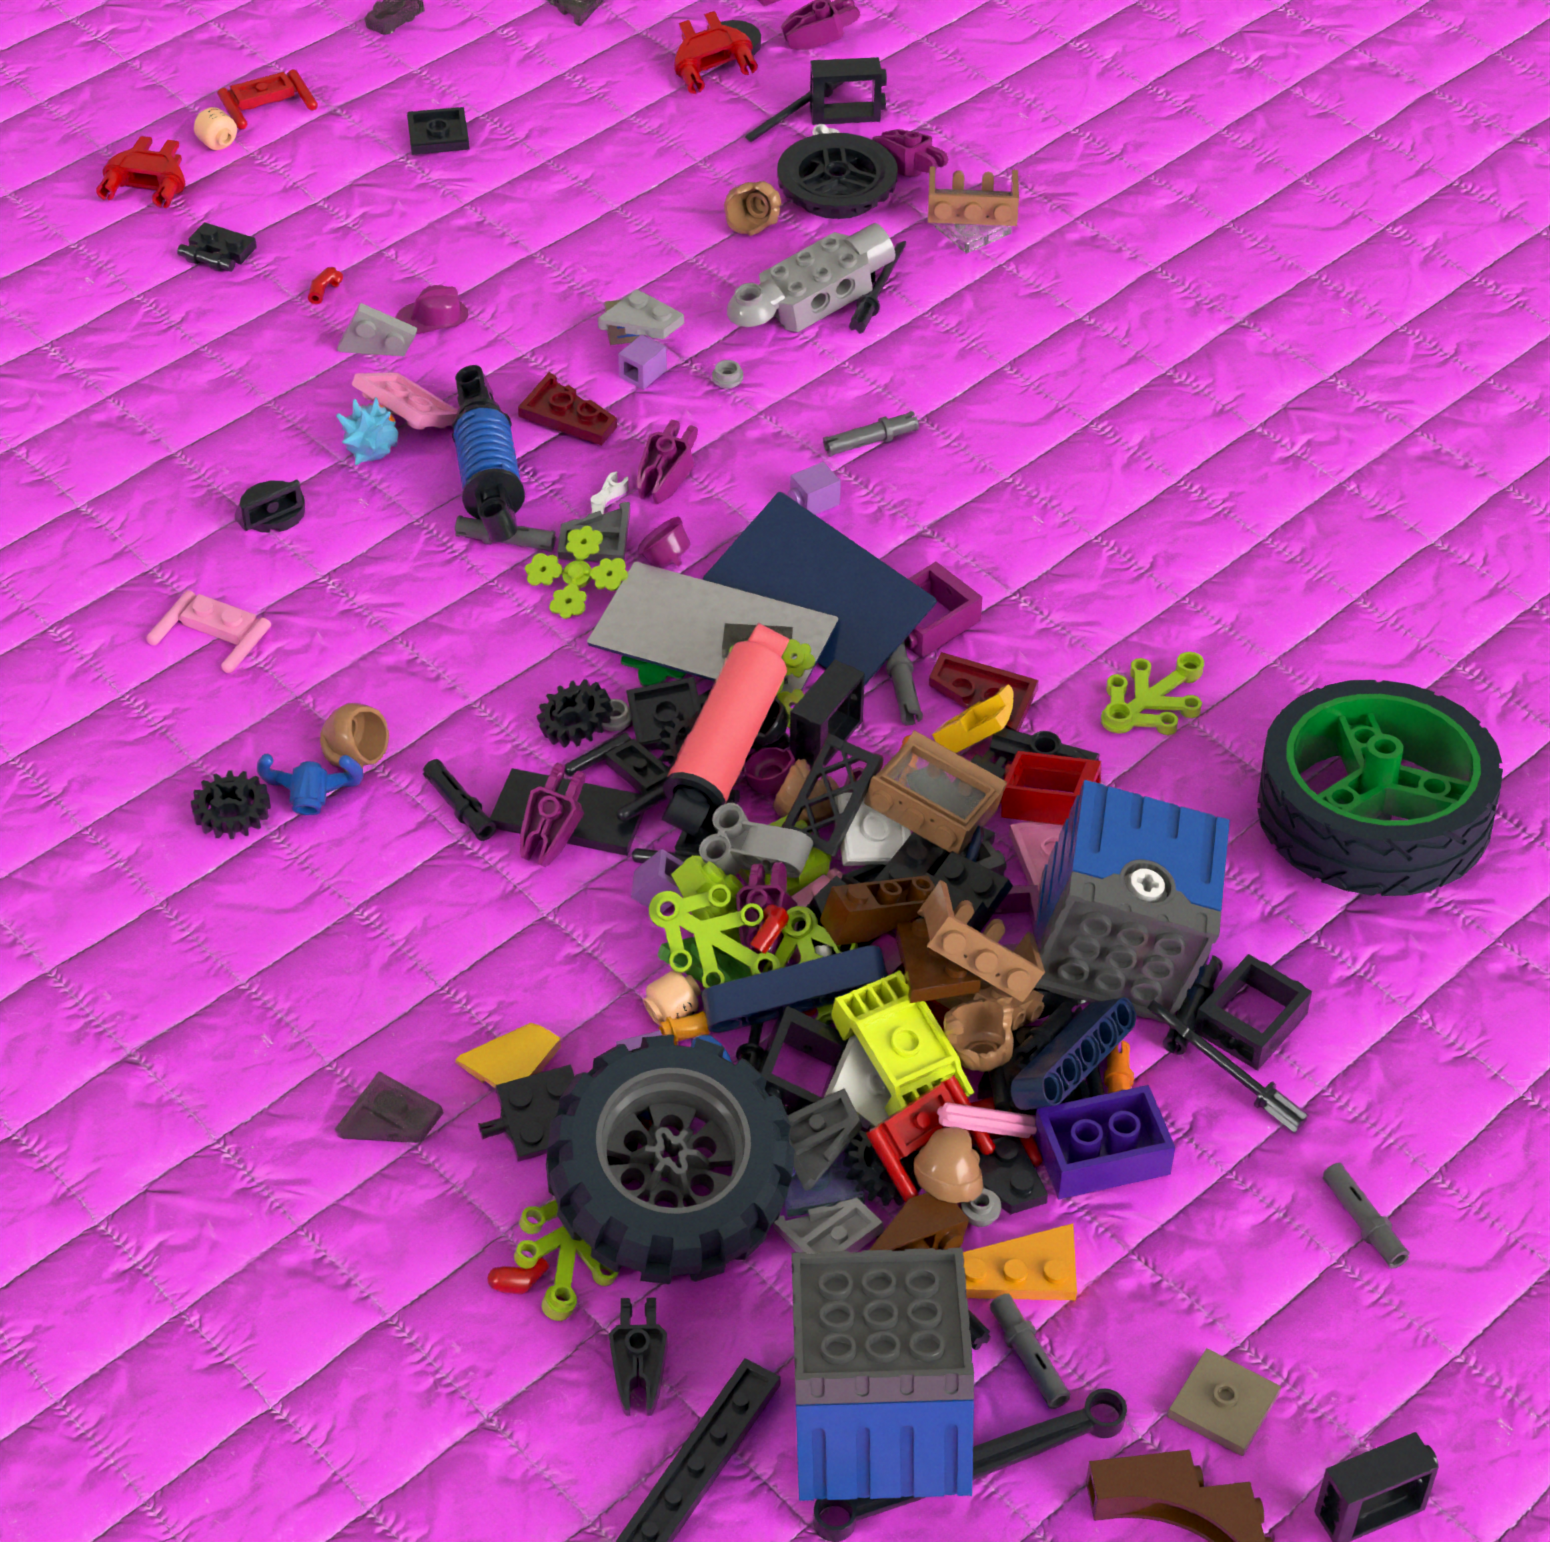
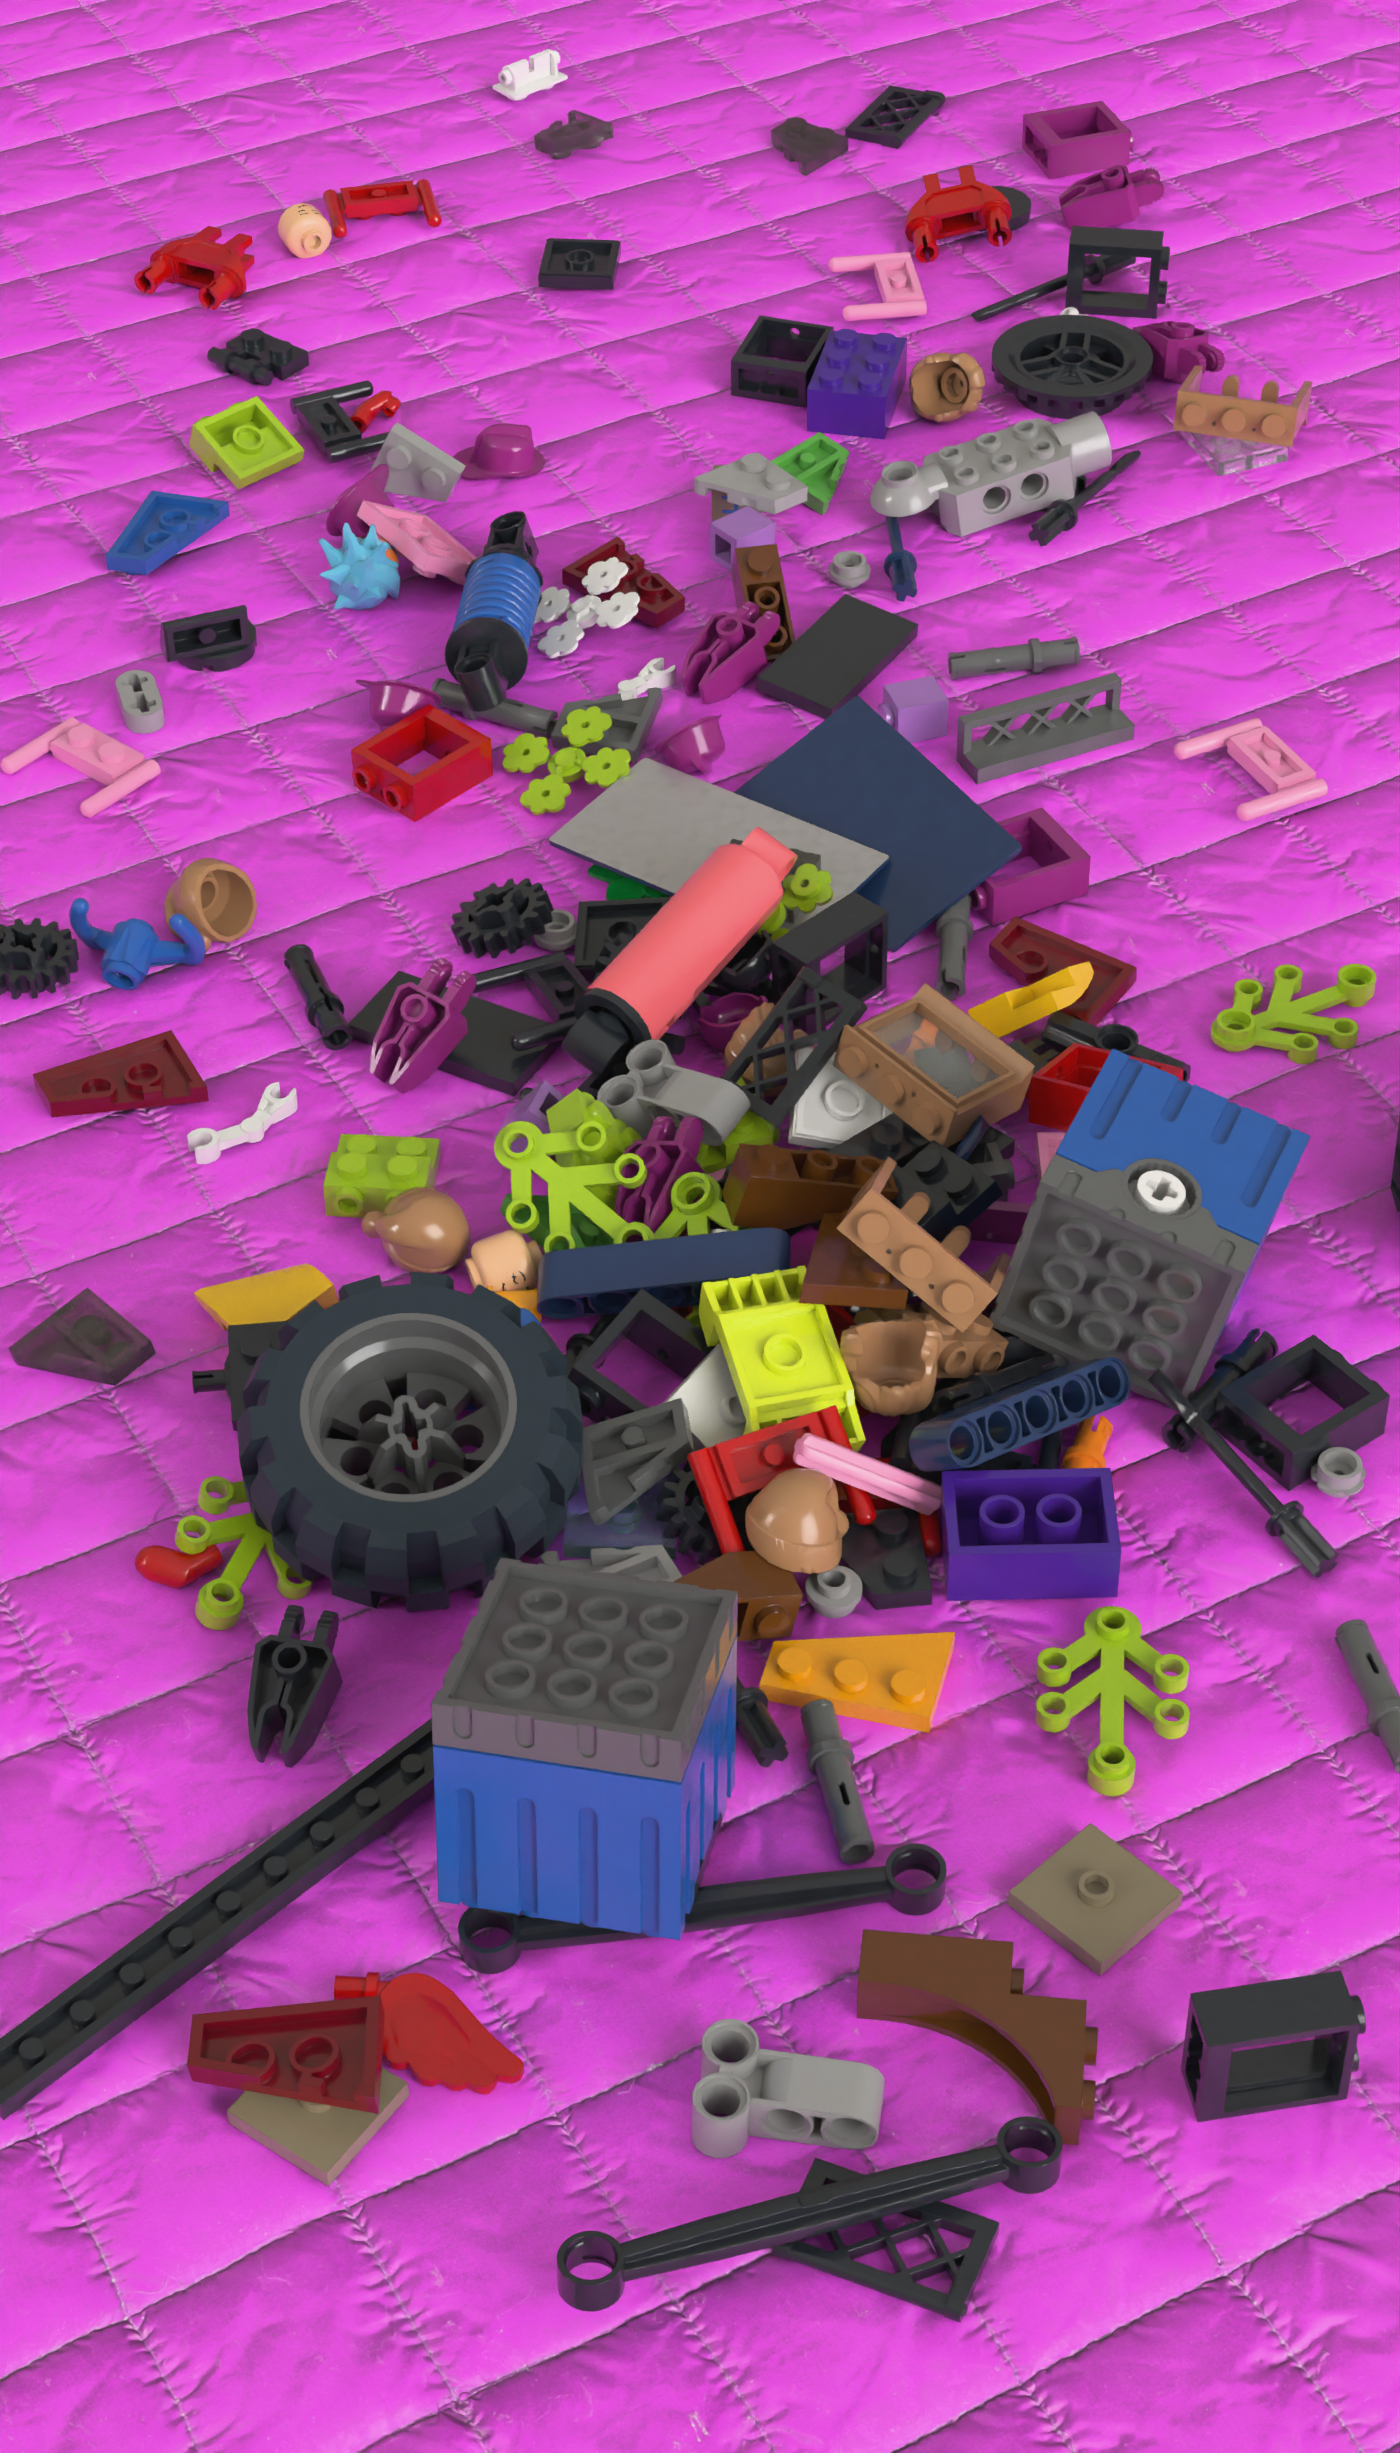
camera: 15 degrees right, 5 degrees down
(198, 414) = (162, 529): none -> blue wing
(237, 329) = (244, 443): none -> lime plate
(239, 565) = (137, 694): none -> light grey beam
(298, 304) = (331, 426): none -> black plate
(340, 892) = (123, 1078): none -> dark red wing
(342, 380) = (348, 504): none -> magenta piece
(437, 547) = (396, 700): none -> magenta piece
(446, 918) = (271, 1109): none -> white piece
(481, 566) = (463, 762): none -> red window
(548, 439) = (587, 610): none -> white plant
(557, 939) = (376, 1169): none -> lime plate
(604, 980) = (421, 1230): none -> medium nougat piece
(621, 216) = (777, 379): none -> black window
(670, 400) = (760, 580): none -> reddish brown slope
(675, 288) = (817, 464): none -> bright green wing
(683, 118) = (896, 282): none -> bright pink plate
(684, 212) = (857, 384): none -> dark purple brick
(742, 451) = (837, 656): none -> black tile
(763, 365) = (900, 563): none -> dark blue piece
(775, 921) = (658, 1185): red arm -> none
(911, 497) = (1041, 738): none -> dark grey fence
(1075, 493) = (1266, 760): none -> bright pink plate
(1191, 1244) = (1112, 1636): none -> lime plant
(1289, 1045) = (1339, 1472): none -> light grey plate

